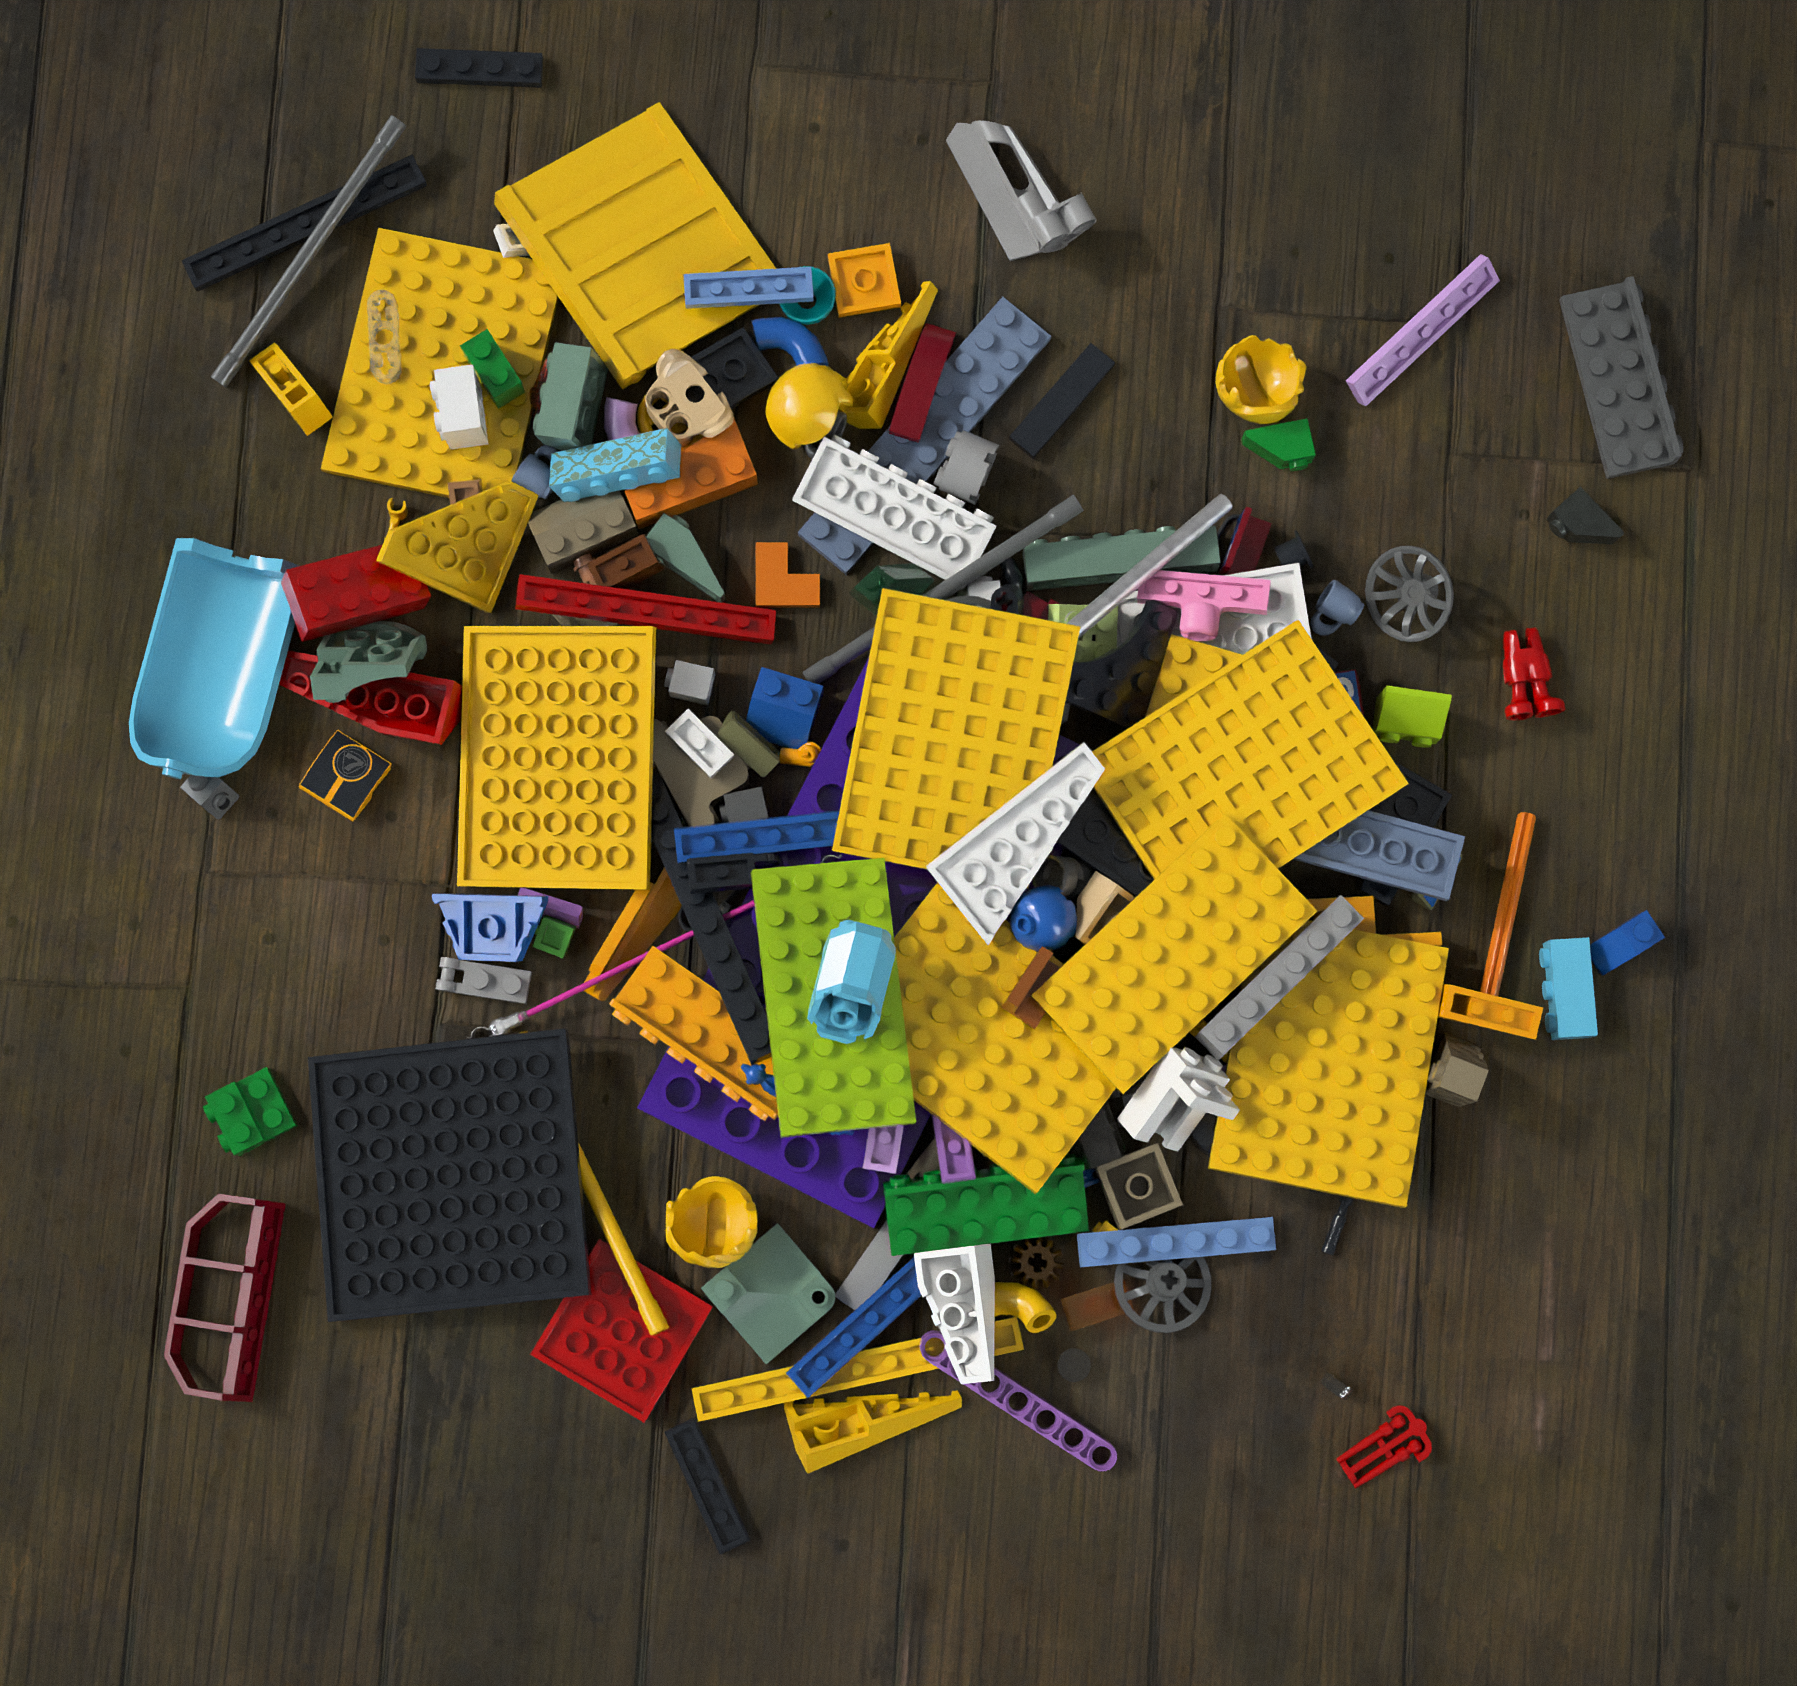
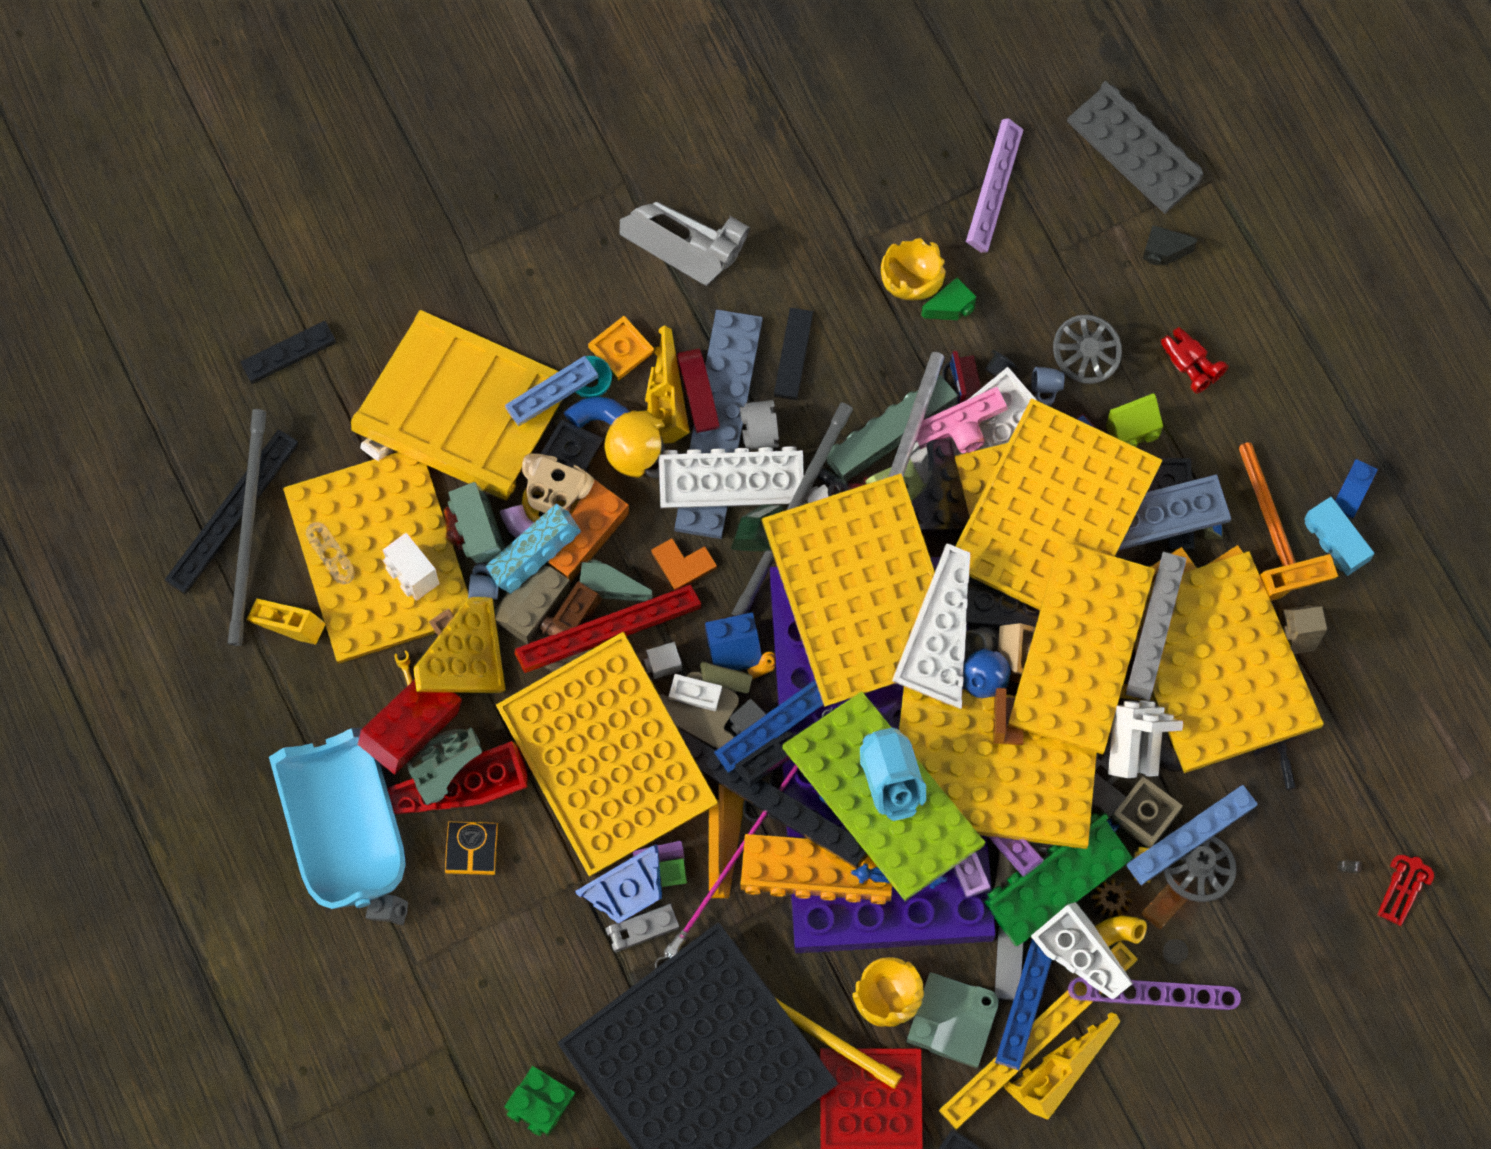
camera: 25 degrees left, 10 degrees down
(492, 368) = (423, 534): green brick -> none

